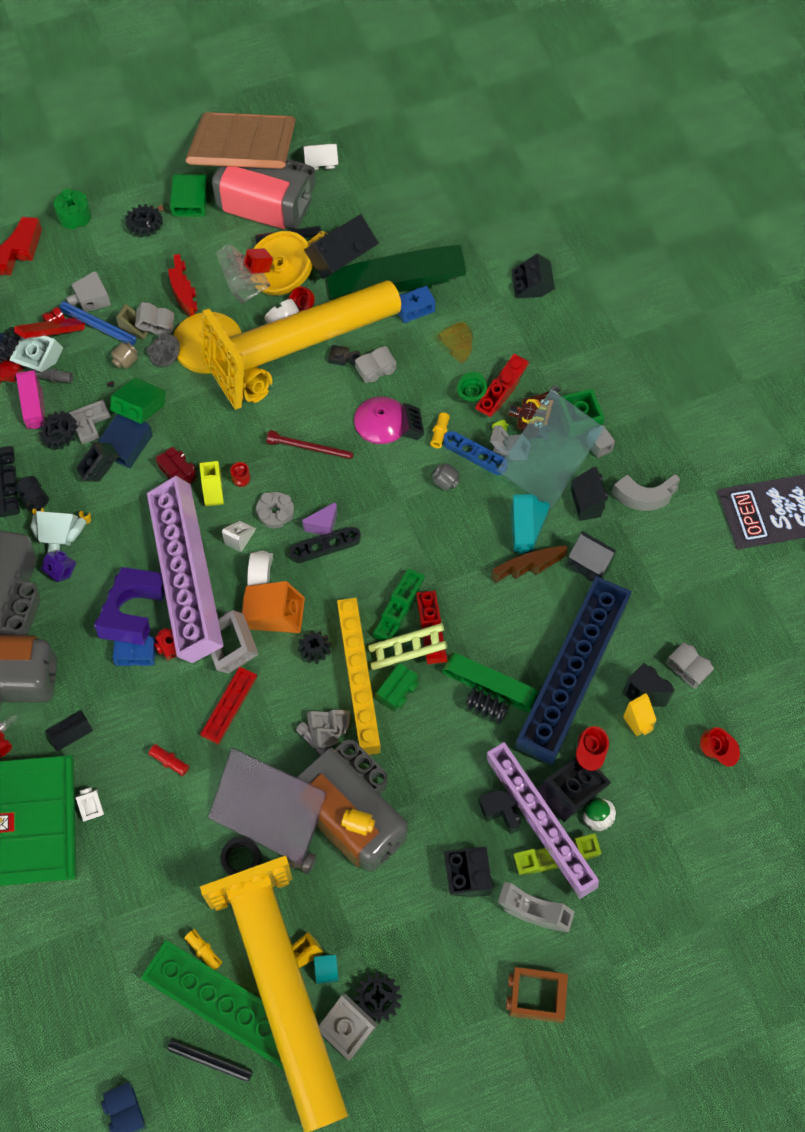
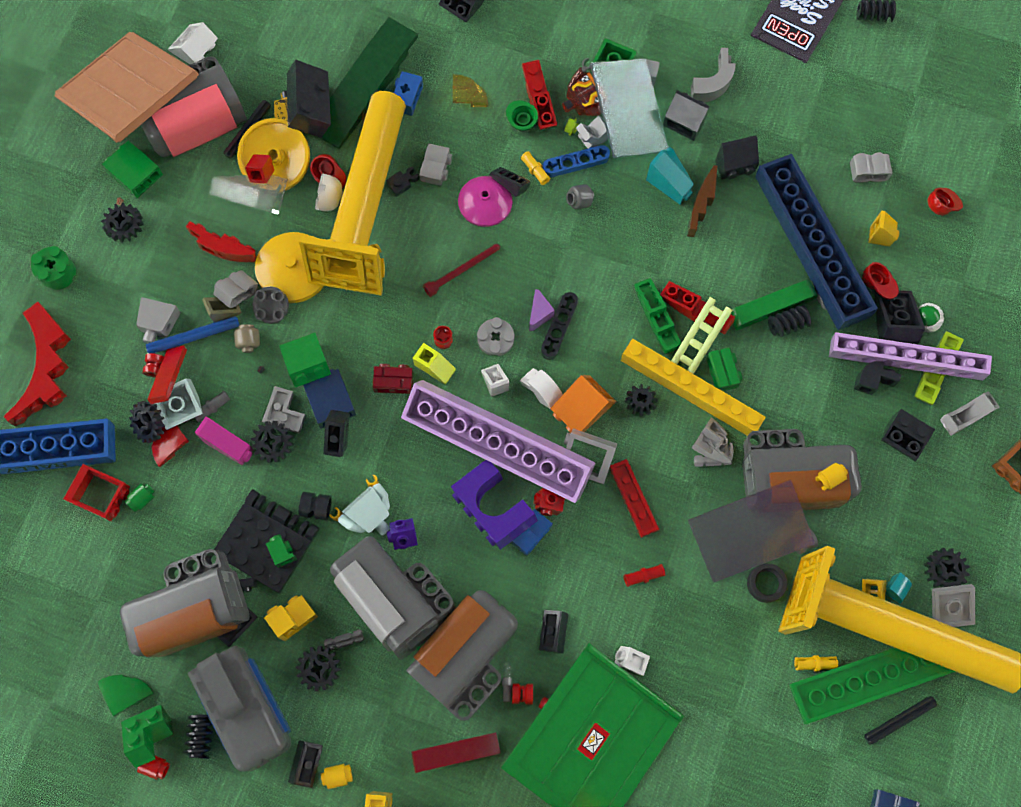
camera: 50 degrees left, 10 degrees up
(648, 681) = (867, 206): black slope -> none

